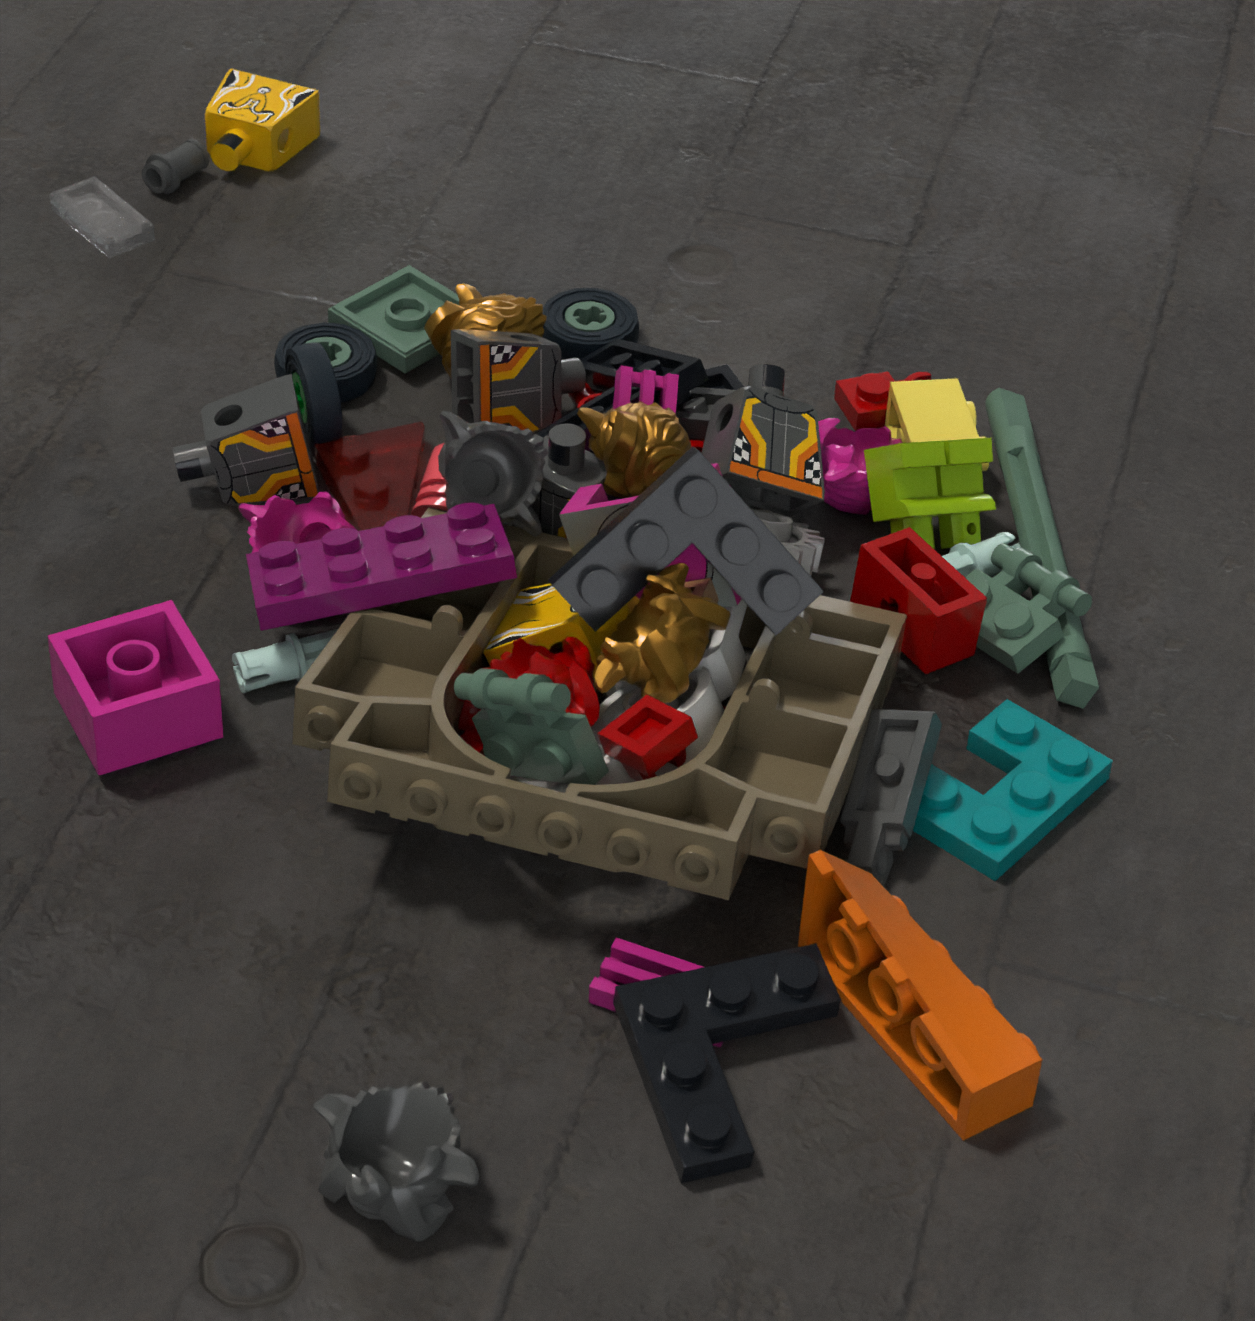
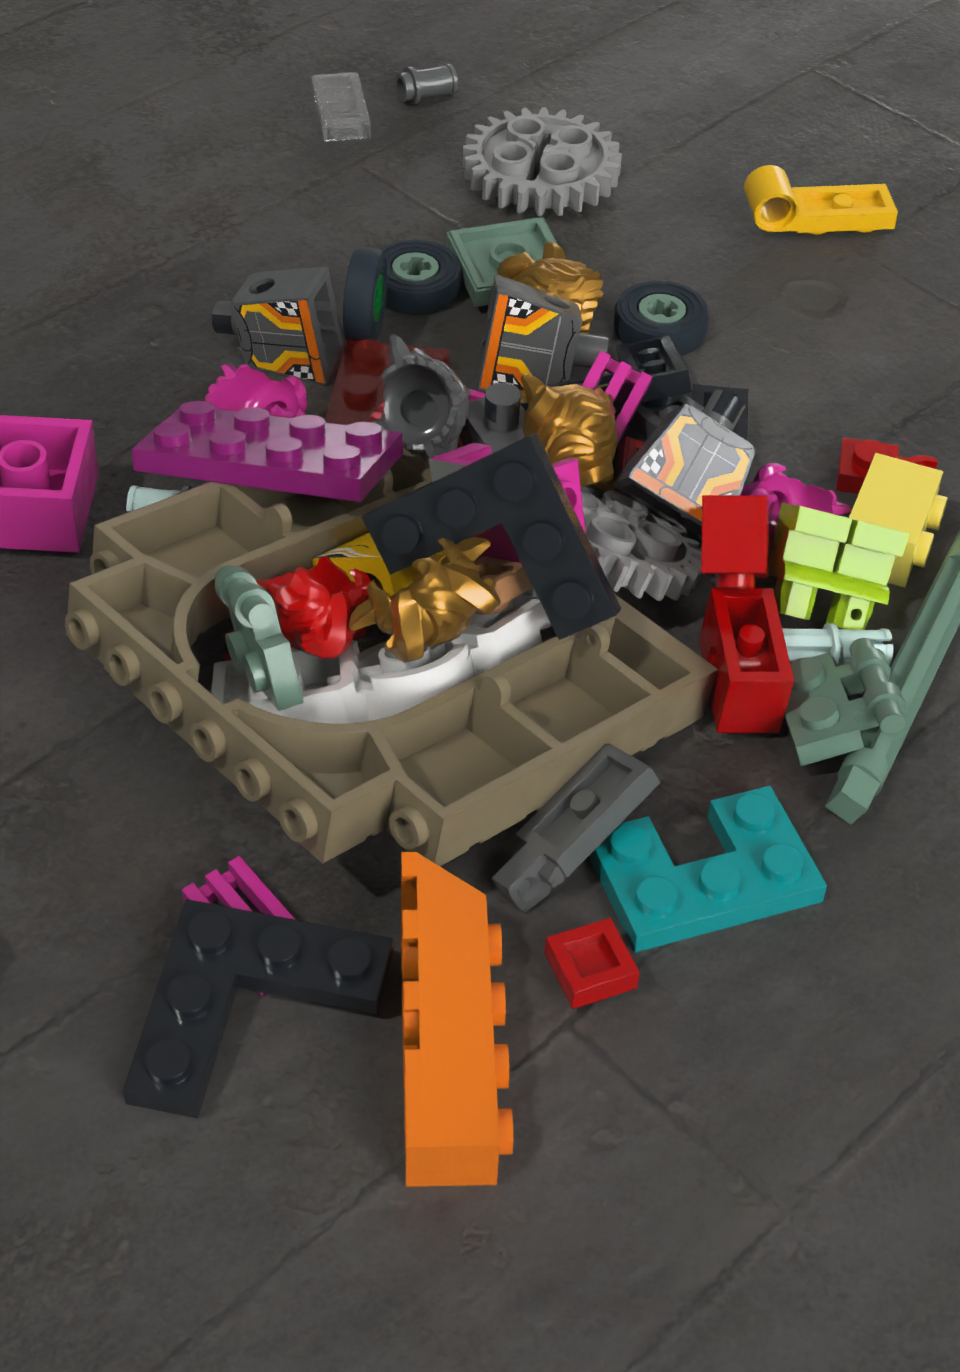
camera: 30 degrees right, 5 degrees up
(259, 121) = (518, 67): yellow torso -> none
(321, 211) = (570, 170): none -> light grey gear
(648, 737) = (351, 685): red tile -> none
(652, 175) = (818, 208): none -> yellow plate
(860, 494) = (735, 539): none -> red brick
(979, 898) = (591, 963): none -> red plate

